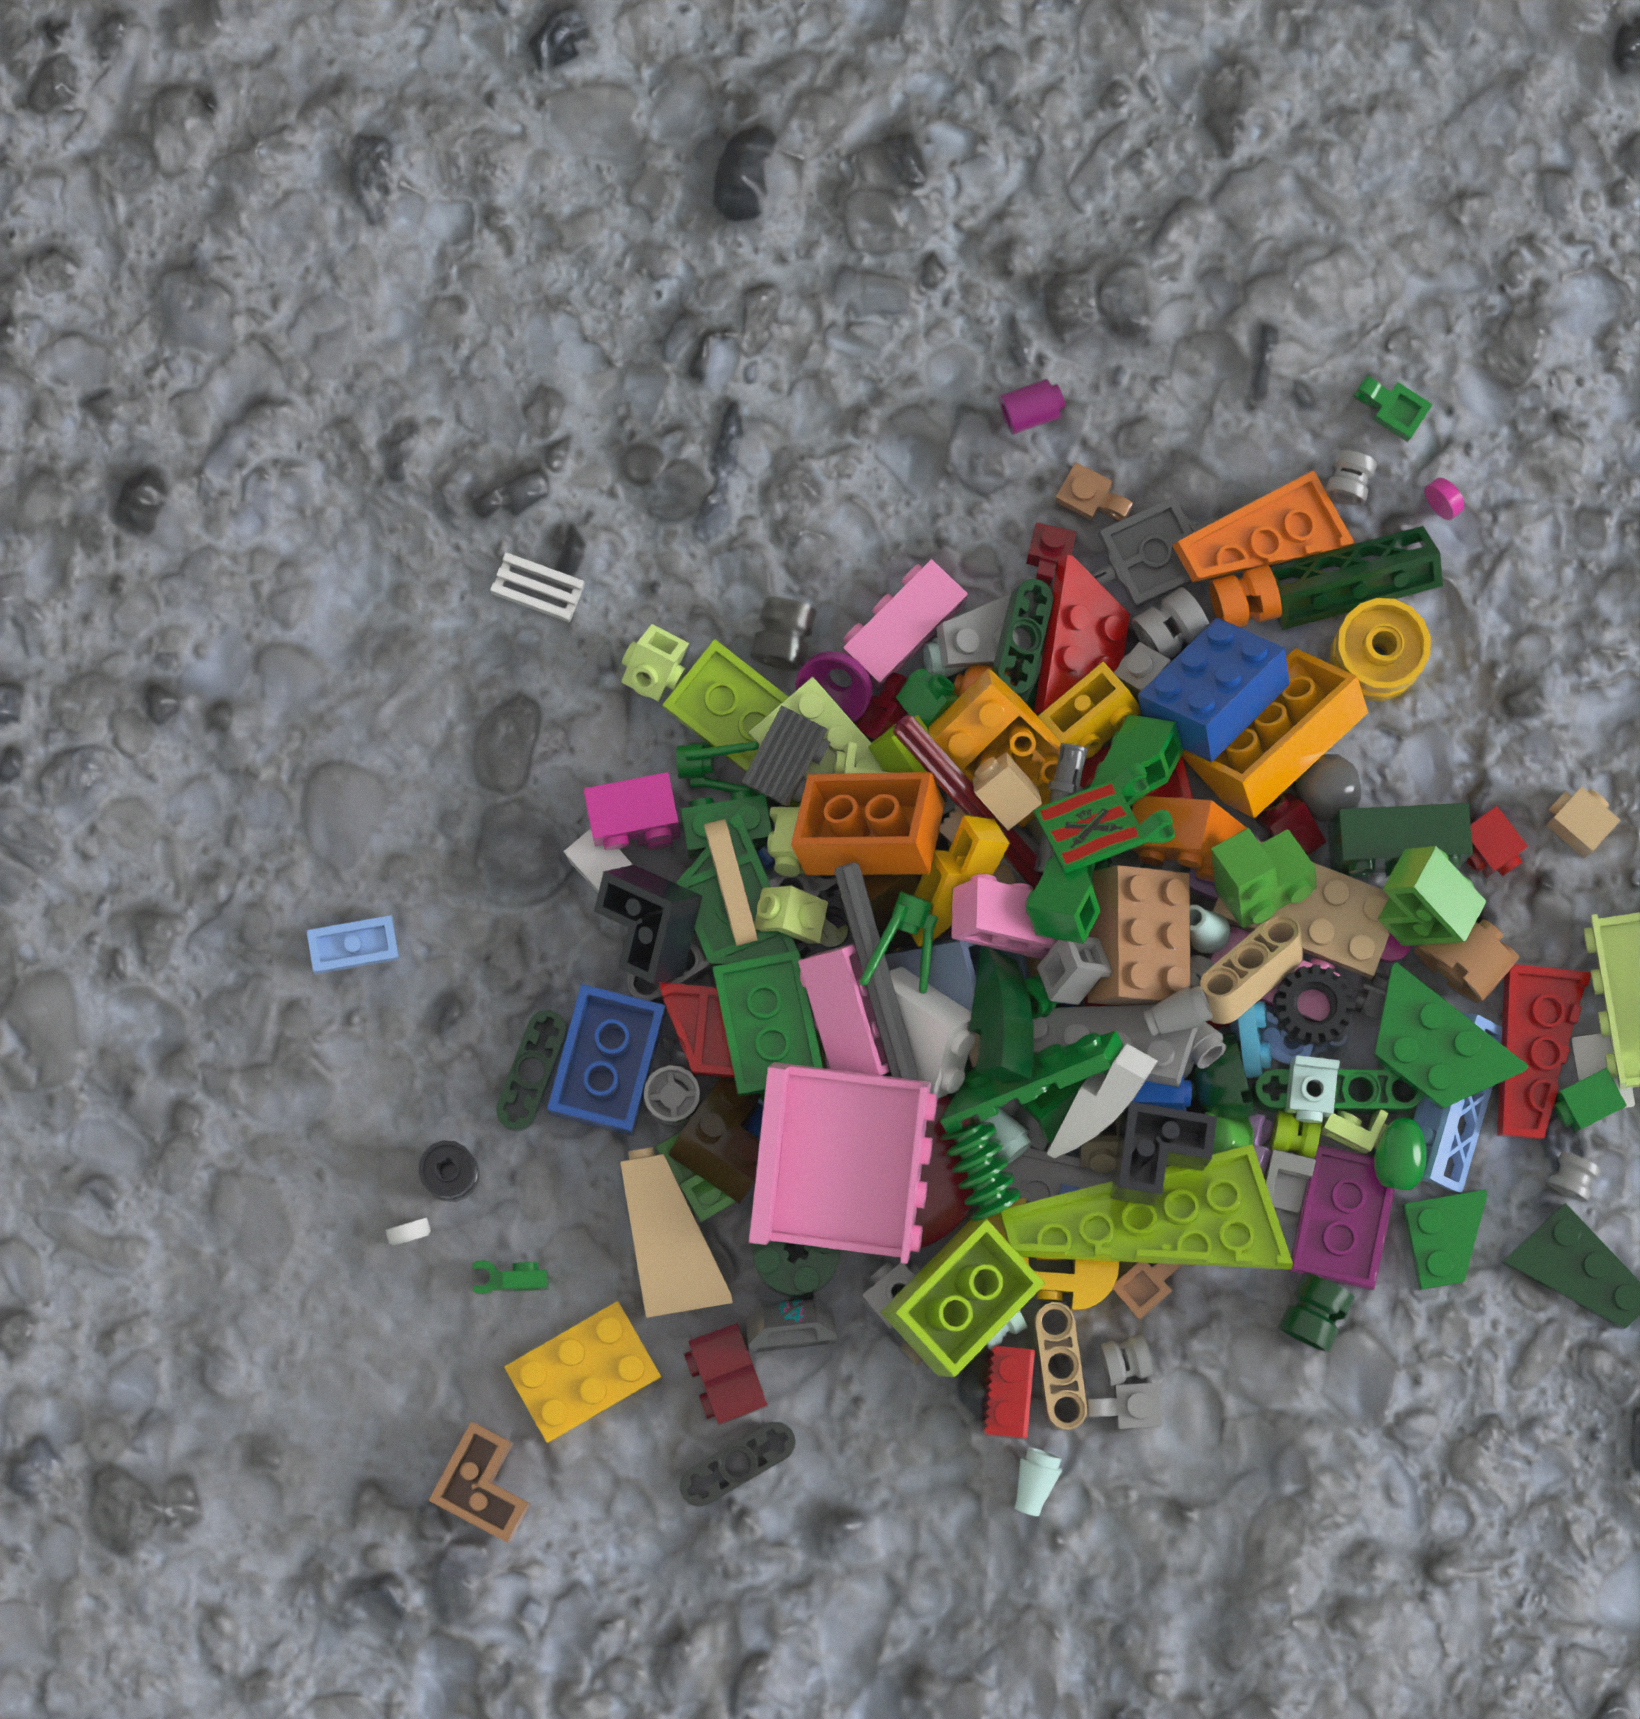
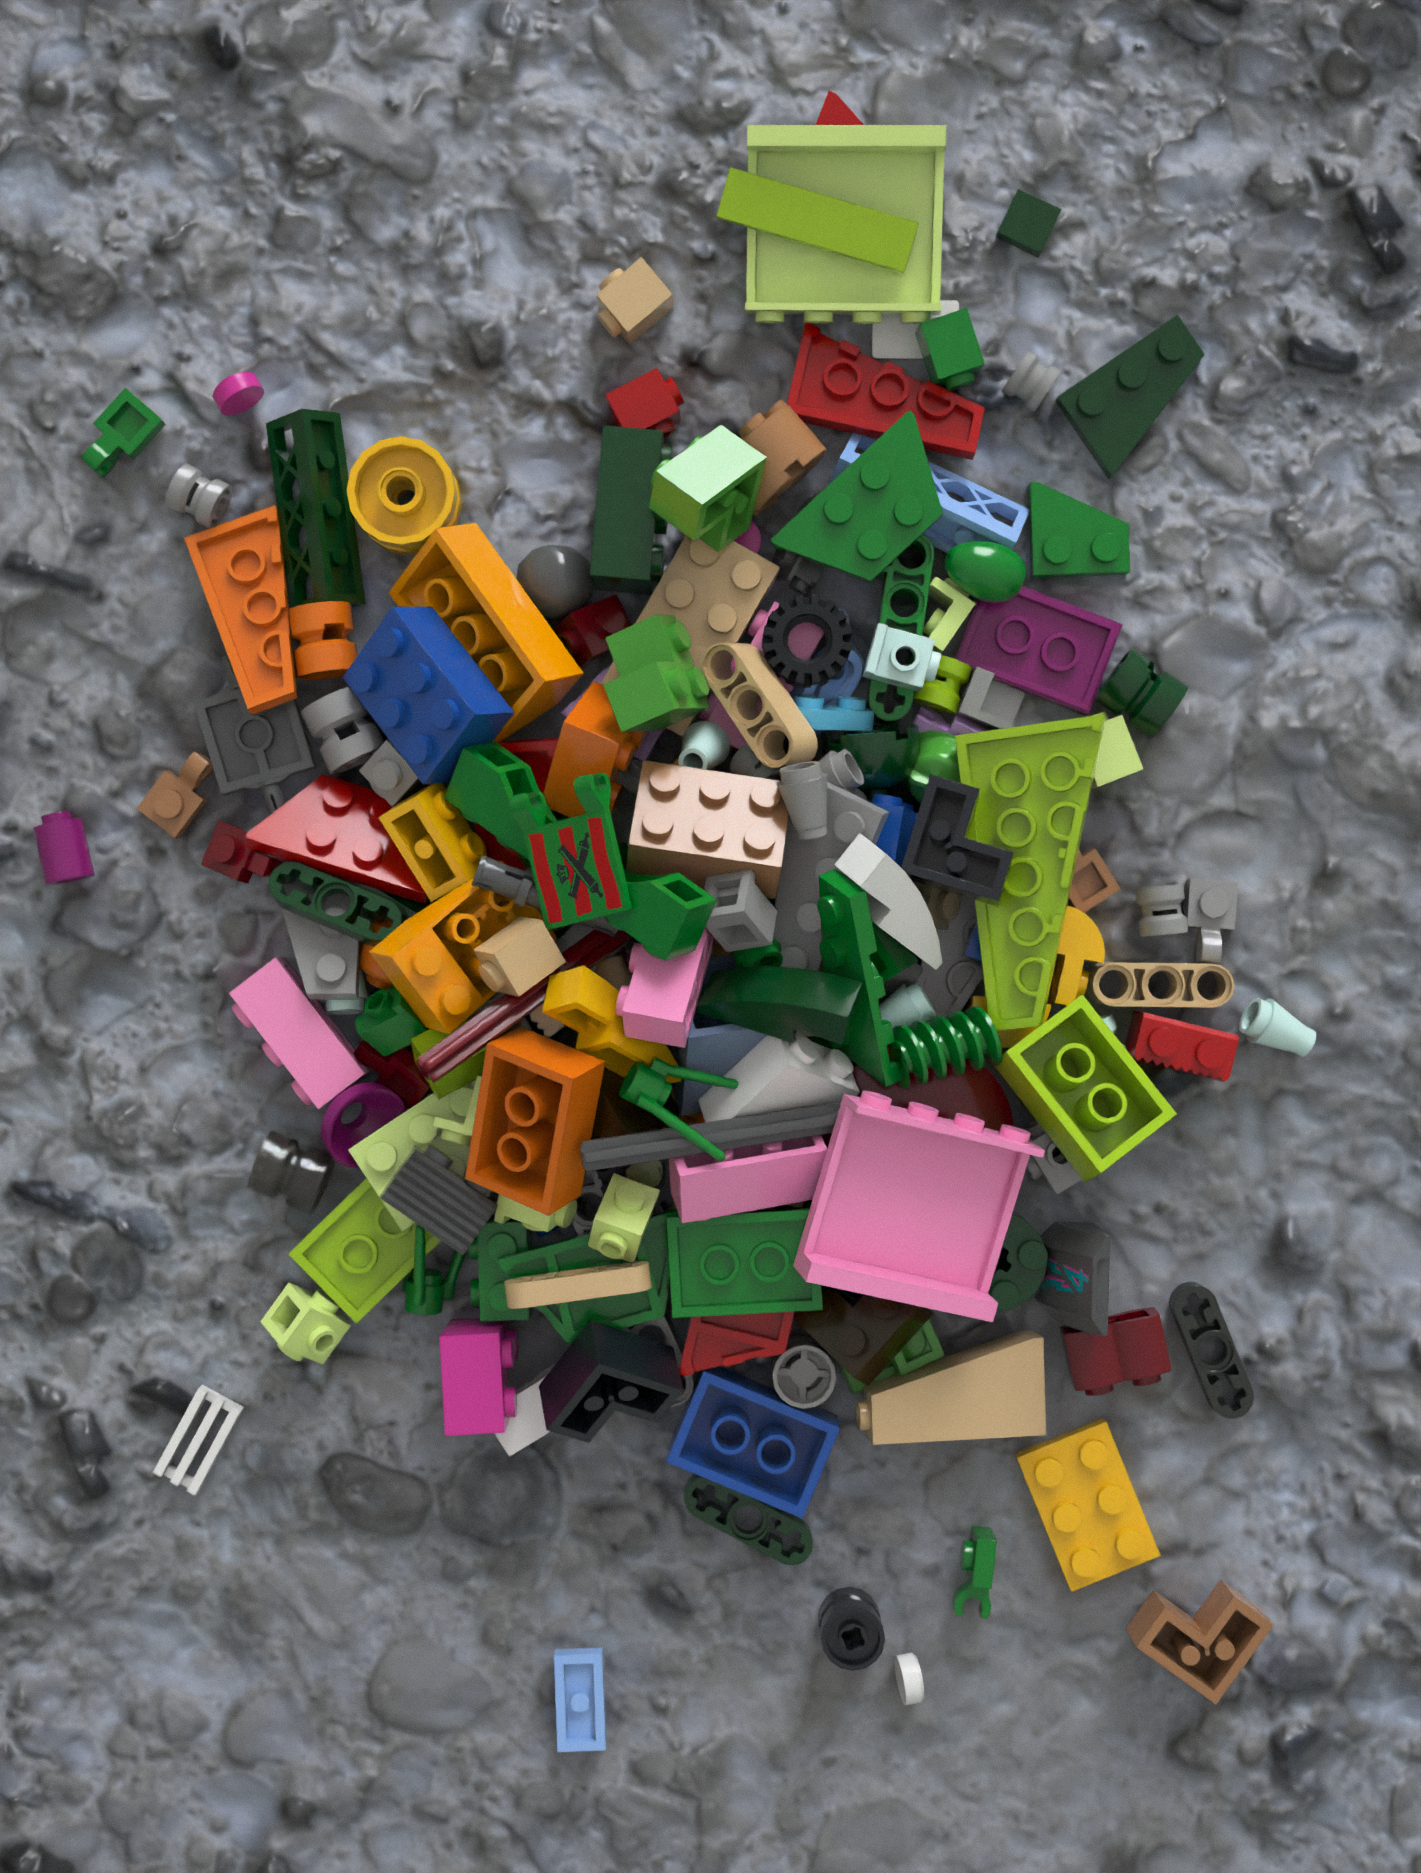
camera: 85 degrees left, 10 degrees up
(1259, 1290) = (1116, 753): none -> yellowish green brick

